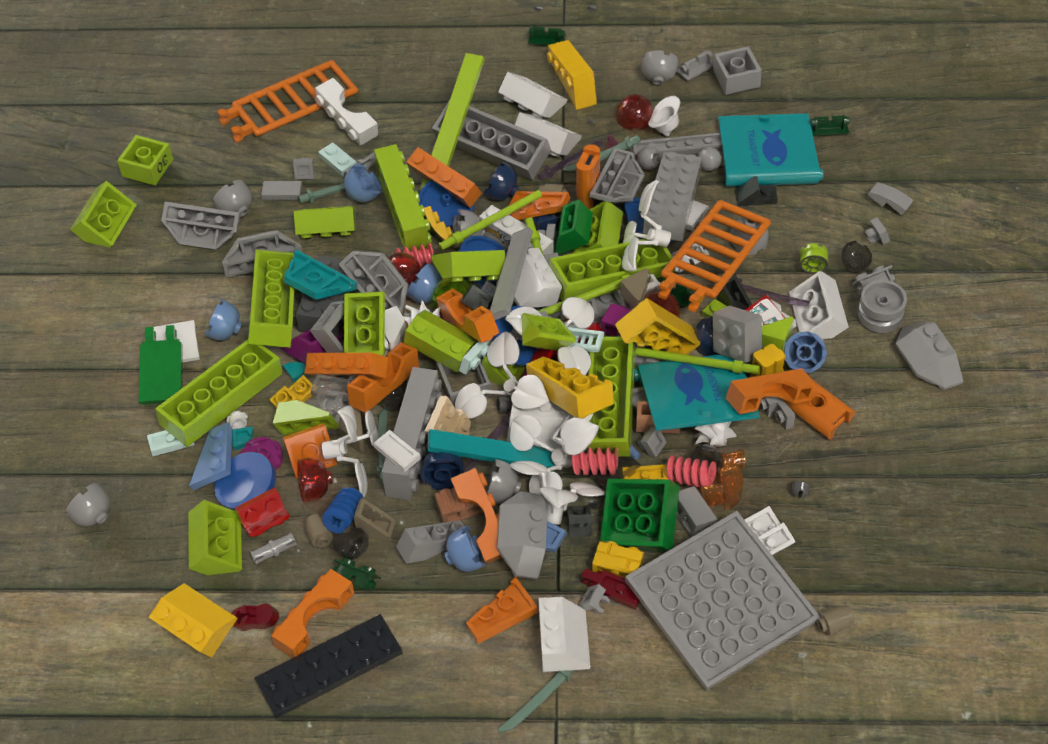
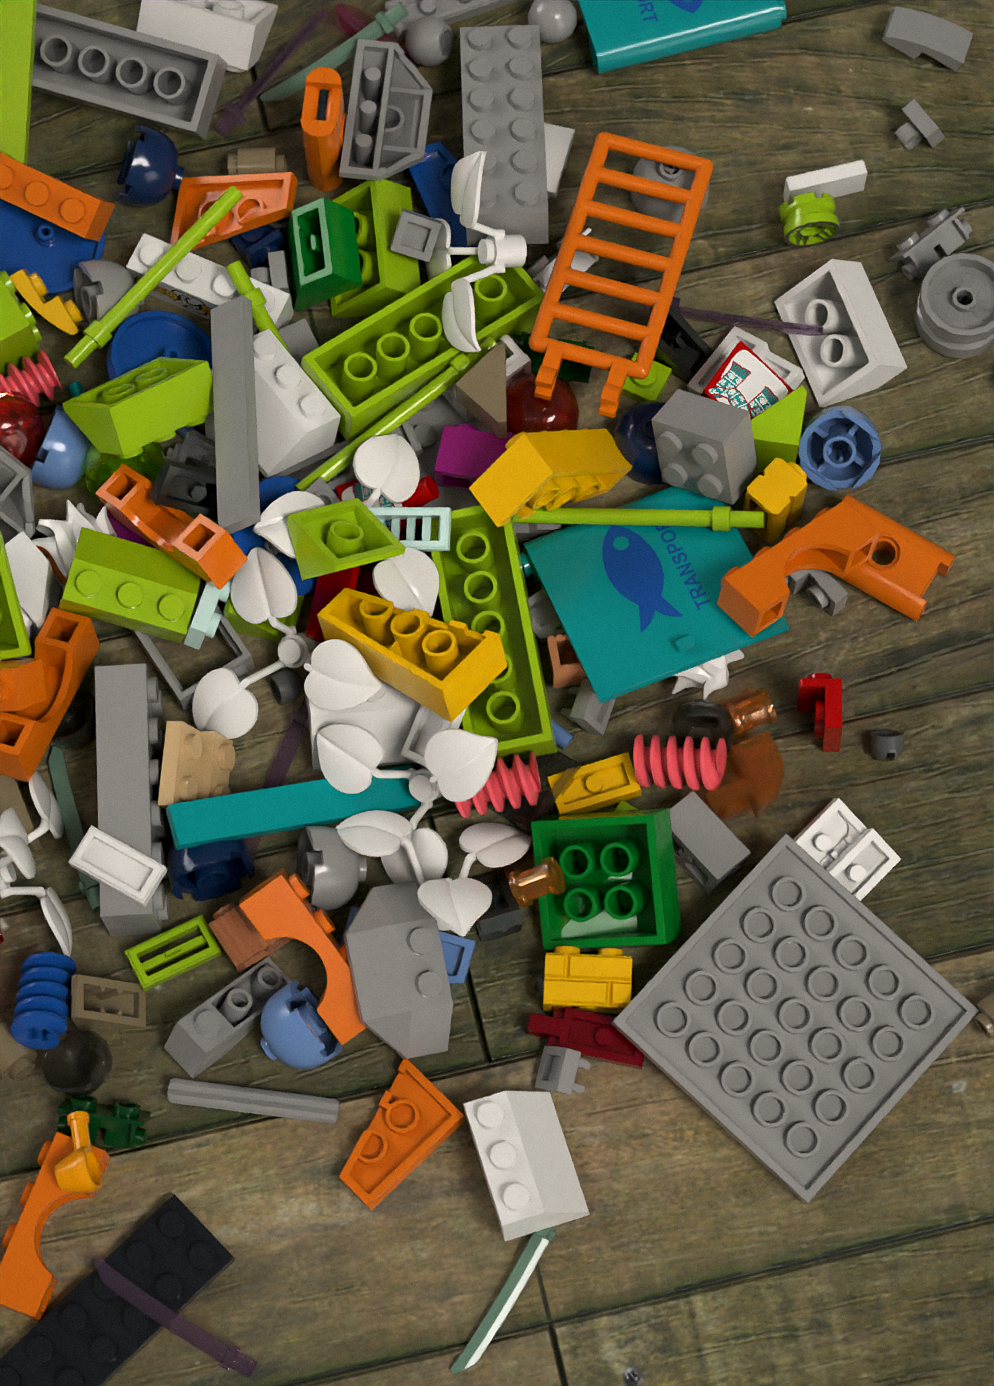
camera: 15 degrees left, 20 degrees up
(336, 584) = (80, 1169): none -> light orange bar
(384, 694) = (227, 1355): none -> clear purple sword
(414, 510) = (164, 975): none -> lime tile
(433, 581) = (253, 1100): none -> light grey axle
(603, 505) = (537, 881): none -> clear orange bush
(619, 224) = (415, 235): none -> light grey tile
(754, 194) = (661, 81): pearl dark grey slope -> none
(769, 459) = (823, 696): none -> red bracket
(833, 245) = (834, 180): none -> white tile
(856, 257) = (890, 197): clear smoke hair -> none

